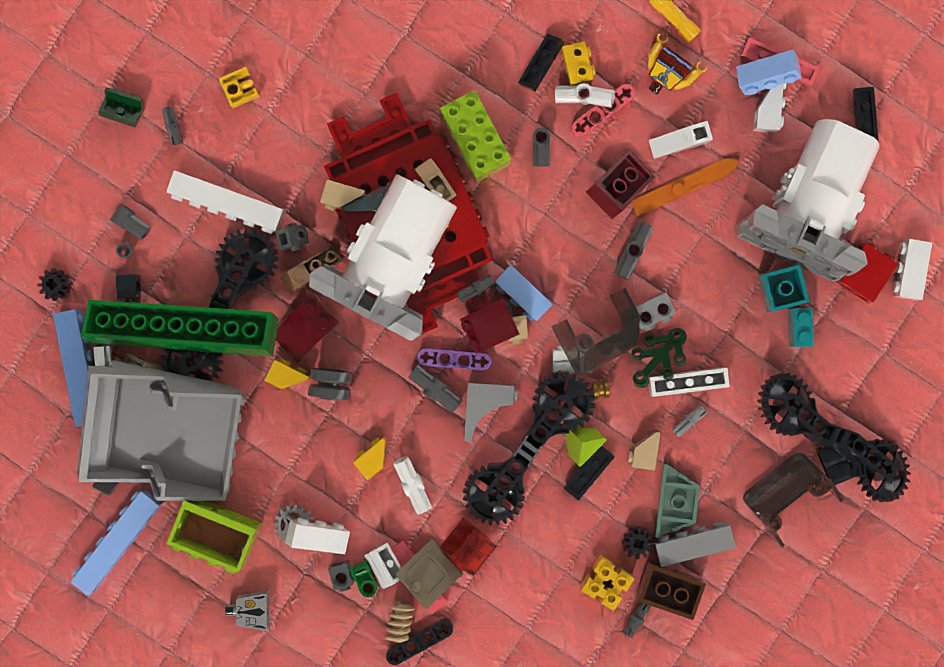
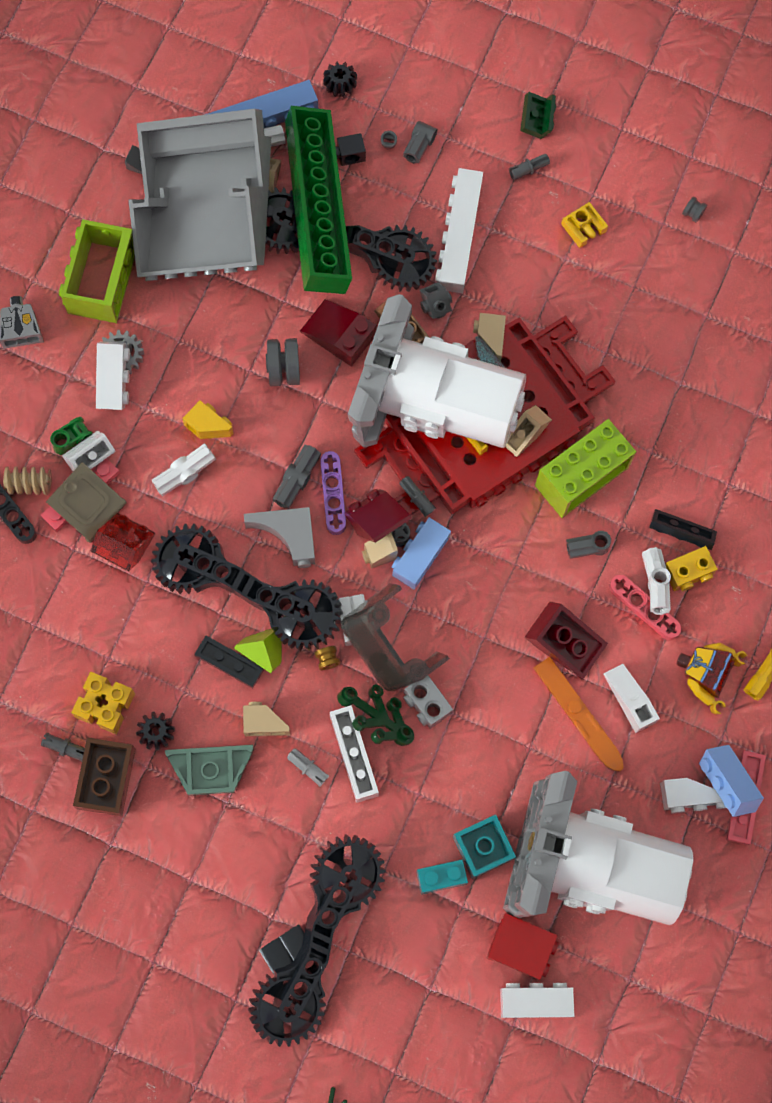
camera: 80 degrees right, 15 degrees down
(116, 542) = (74, 178): light blue brick -> none
(284, 375) = (283, 317): yellow slope -> none
(341, 567) = (70, 402): dark grey brick -> none
(639, 239) = (508, 671): dark grey piece -> none
(694, 544) = (163, 798): light grey brick -> none
(783, 487) = (243, 892): clear smoke windscreen -> none
(865, 111) = (709, 911): black plate -> none

